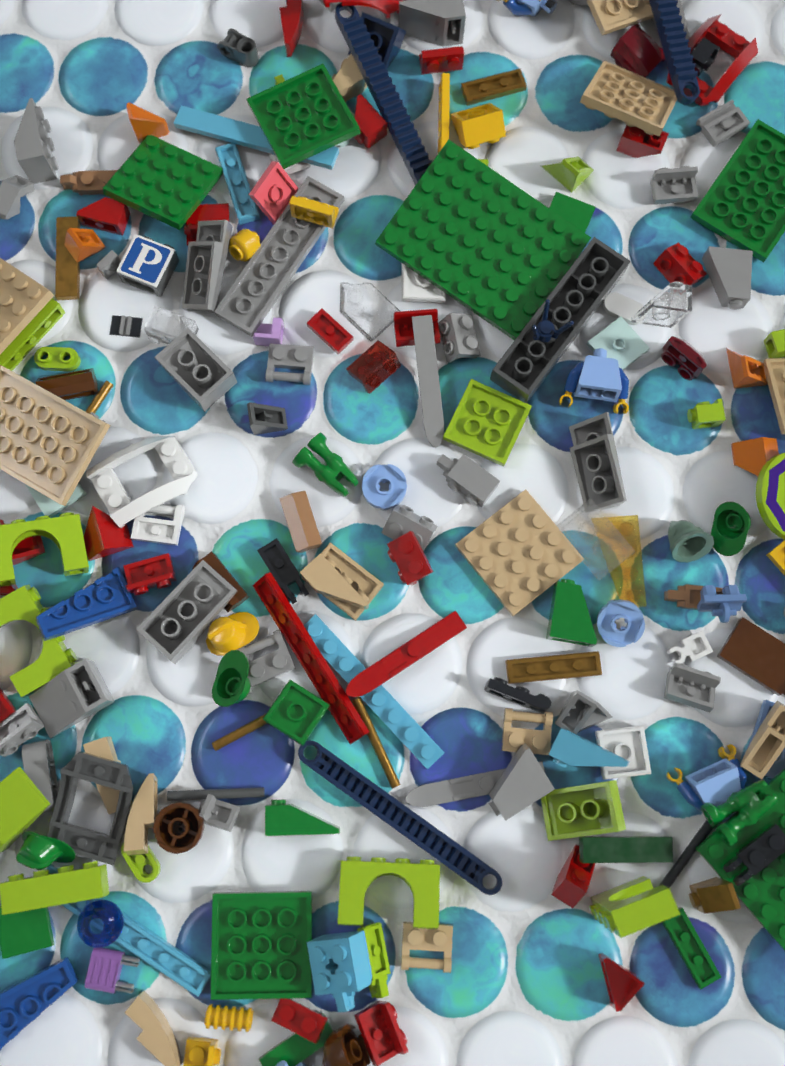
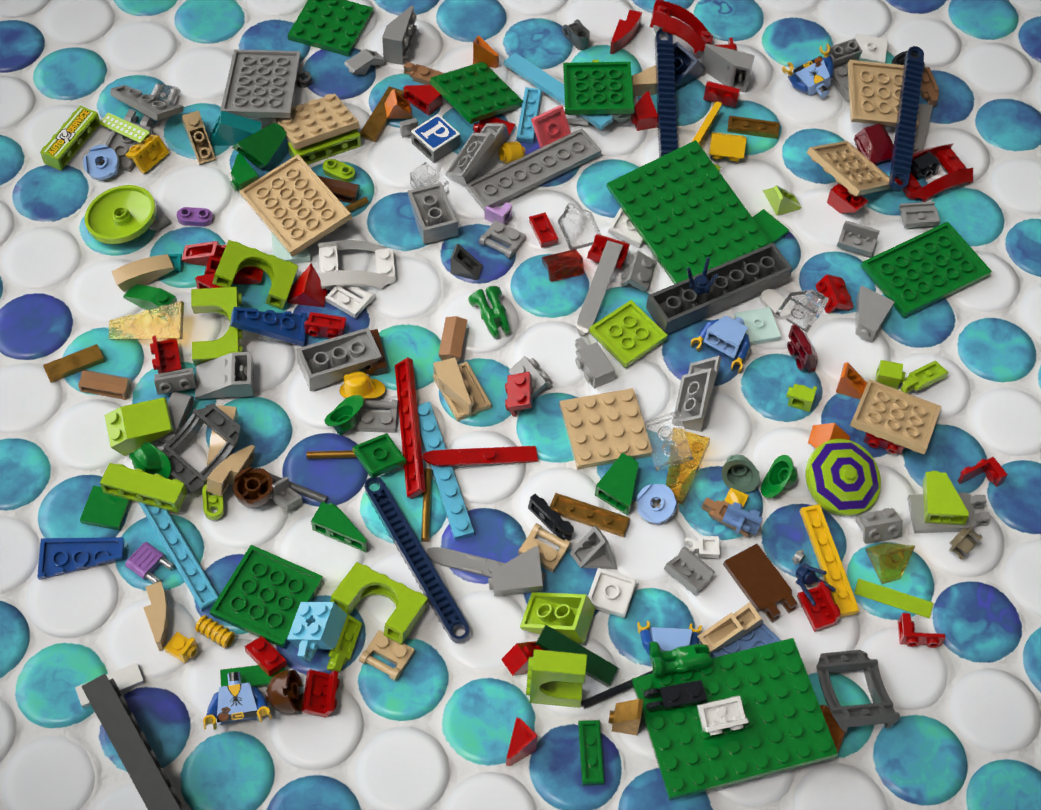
camera: 25 degrees right, 20 degrees down
(112, 920) = (163, 534): clear blue piece -> none
(126, 326) = (398, 170): black piece -> none
(282, 568) = (422, 363): black hinge -> none
(313, 211) = (572, 148): yellow bracket -> none
(385, 499) = (523, 333): light blue plate -> none
(578, 751) = (578, 574): medium azure slope -> none
(695, 574) = (736, 496): none -> yellow tile

